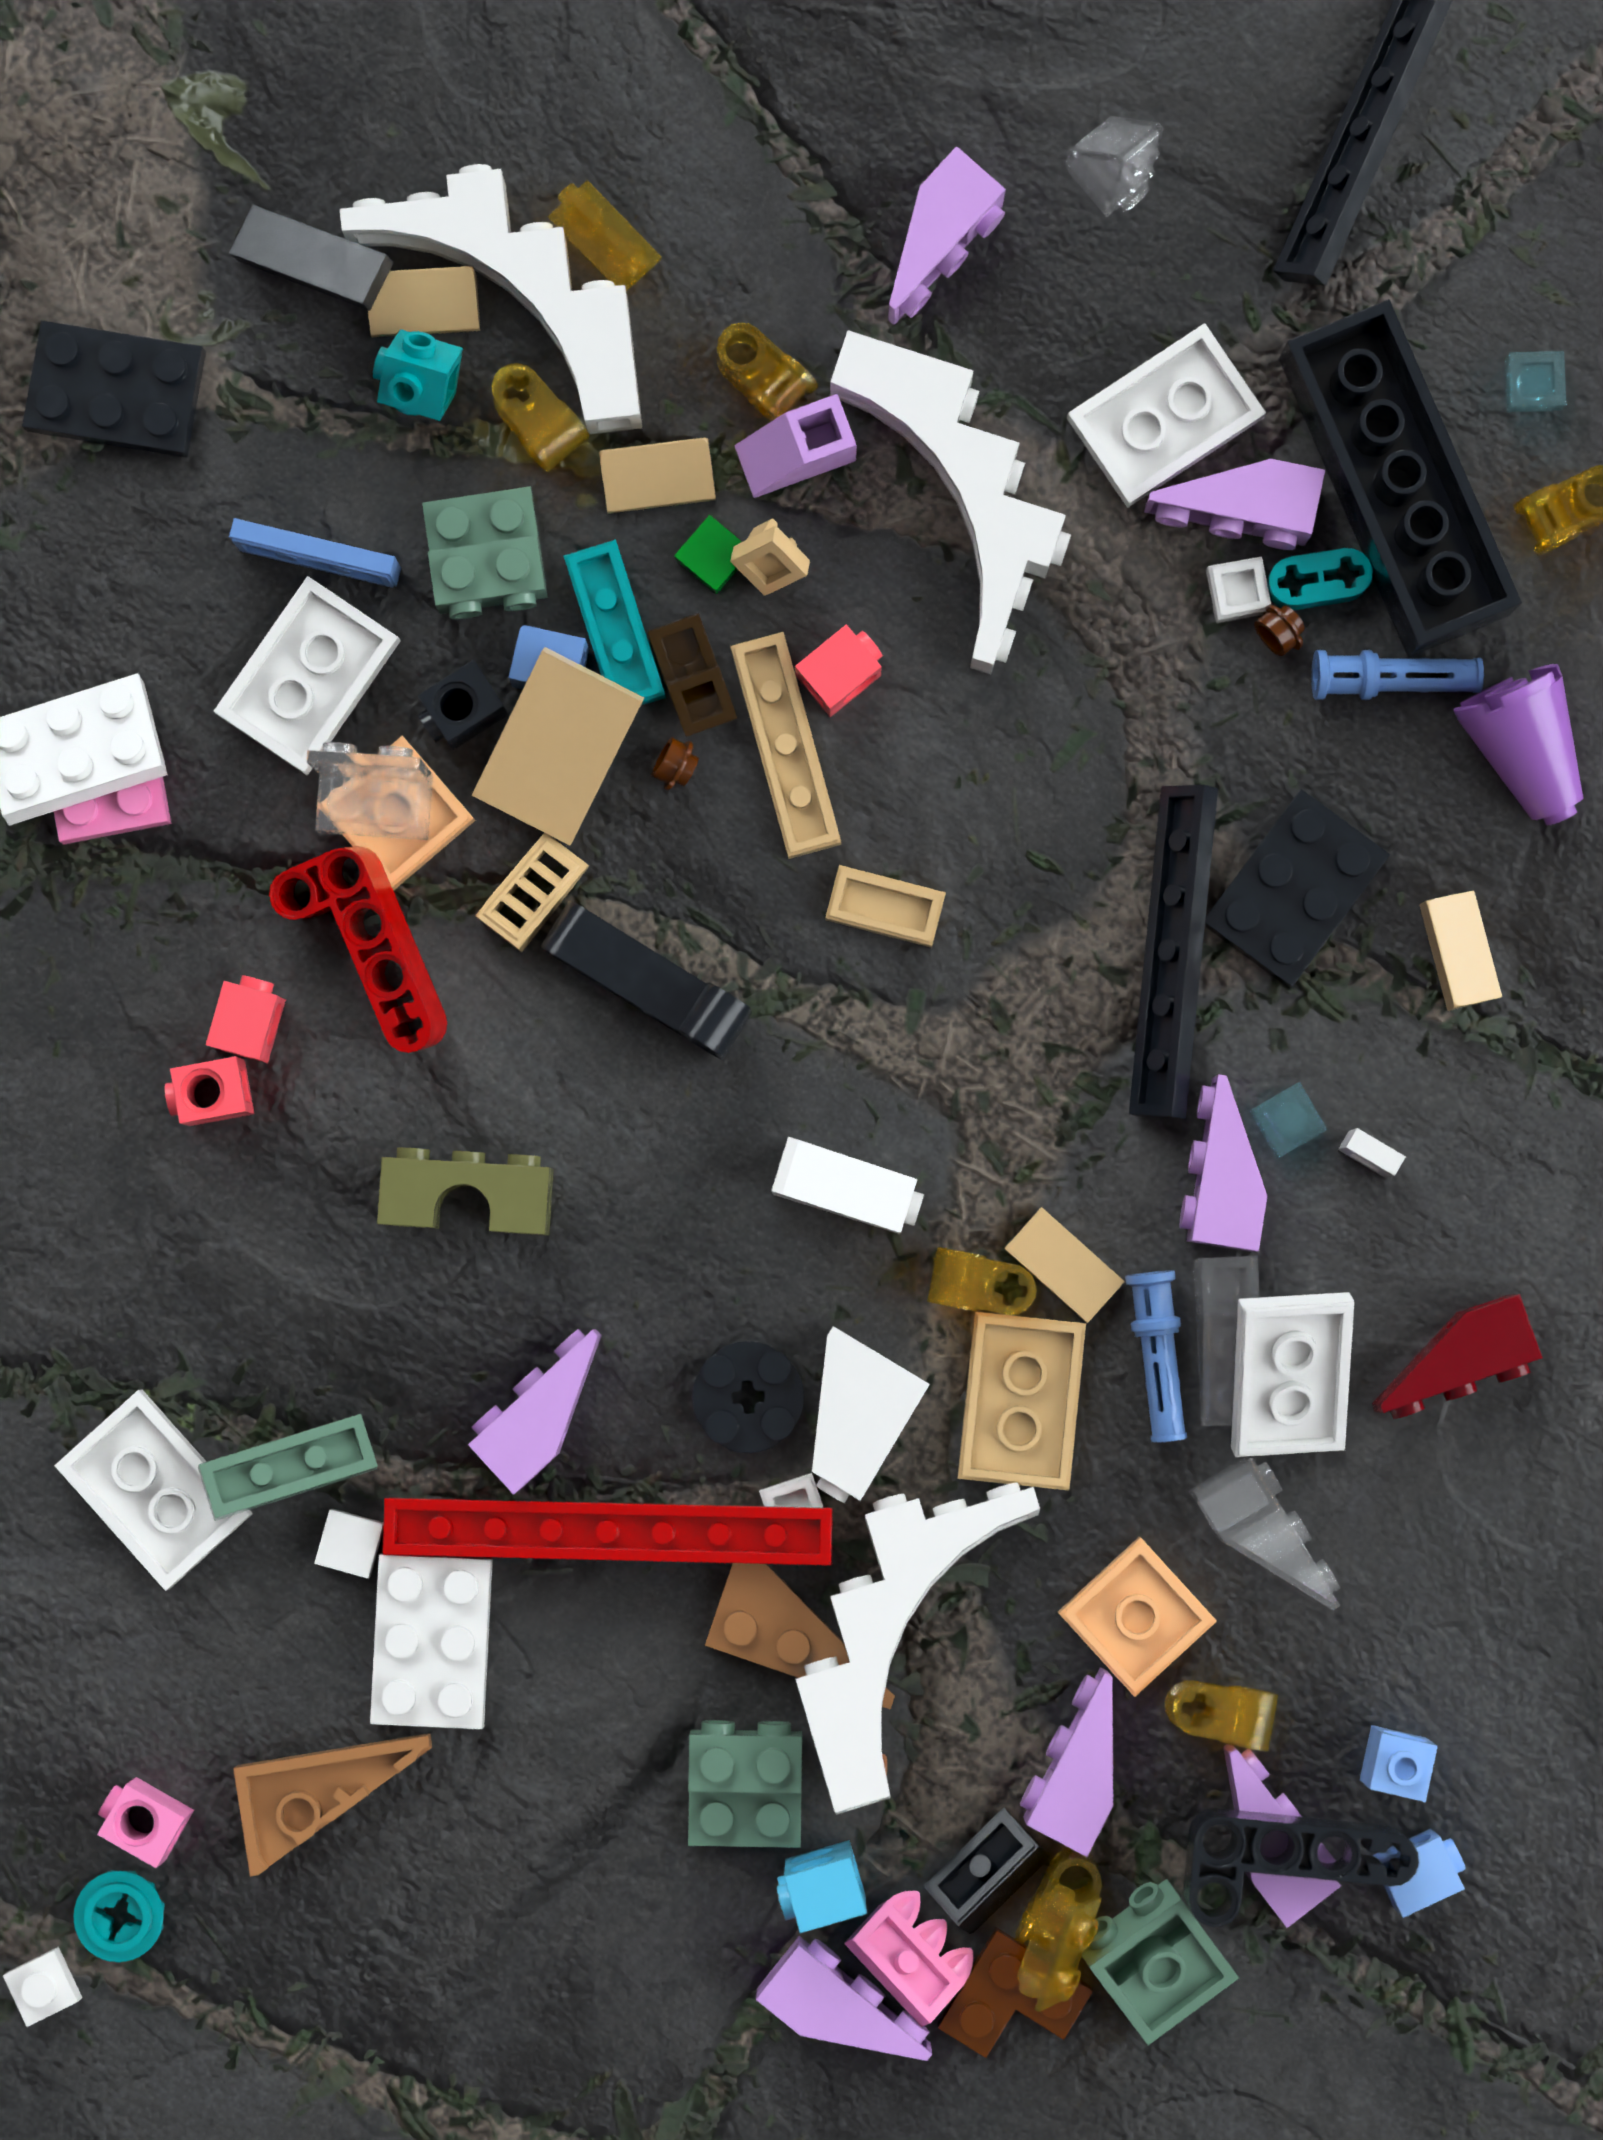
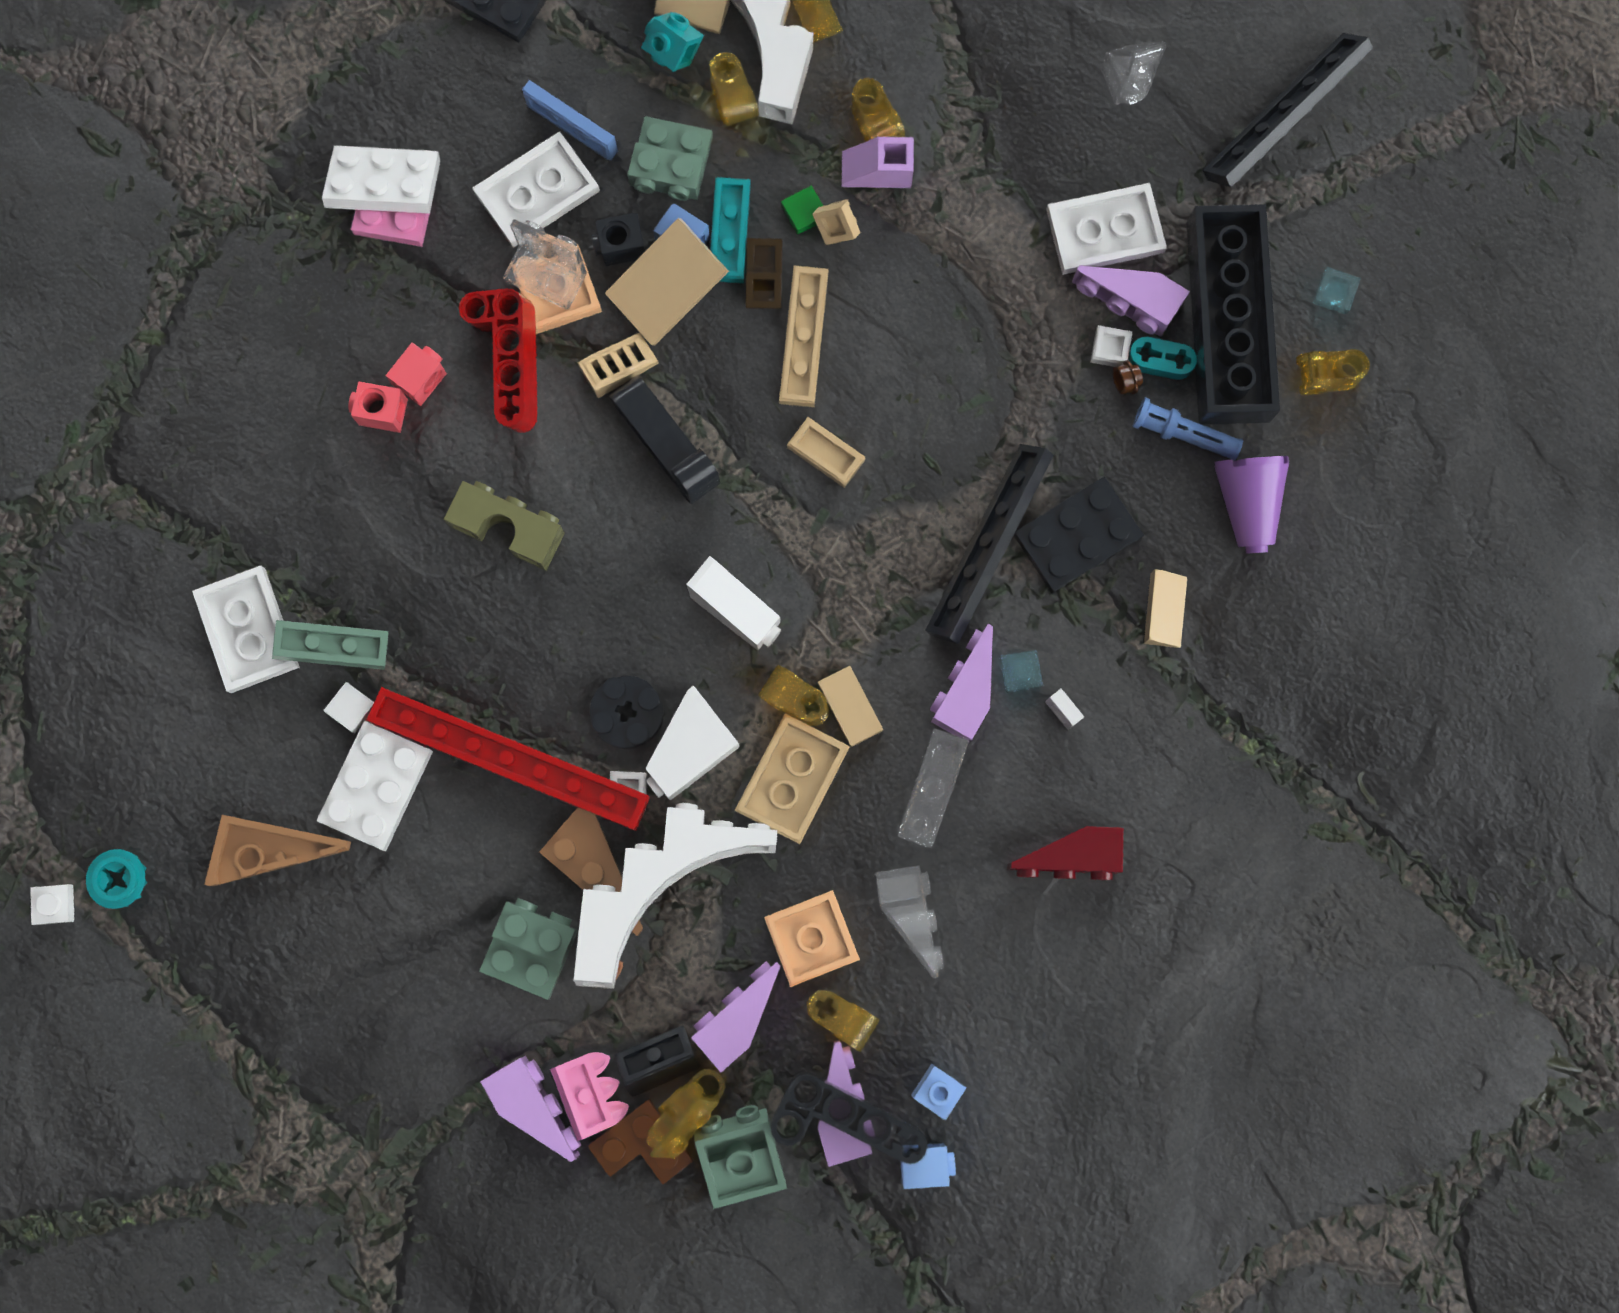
camera: 15 degrees right, 5 degrees down
(168, 1815) = (168, 834): bright pink brick -> none
(534, 1427) = (490, 678): lavender slope -> none
(657, 475) = (790, 151): tan slope -> none
(675, 763) = (733, 321): reddish brown plate -> none
(822, 1887) = (549, 1027): medium azure brick -> none
(840, 669) = (853, 302): coral brick -> none
(924, 404) = (968, 172): white arch -> none
(947, 215) = (1019, 67): lavender slope -> none
(1156, 1327) = (891, 764): medium blue pin -> none
(1292, 1374) = (963, 822): white tile -> none

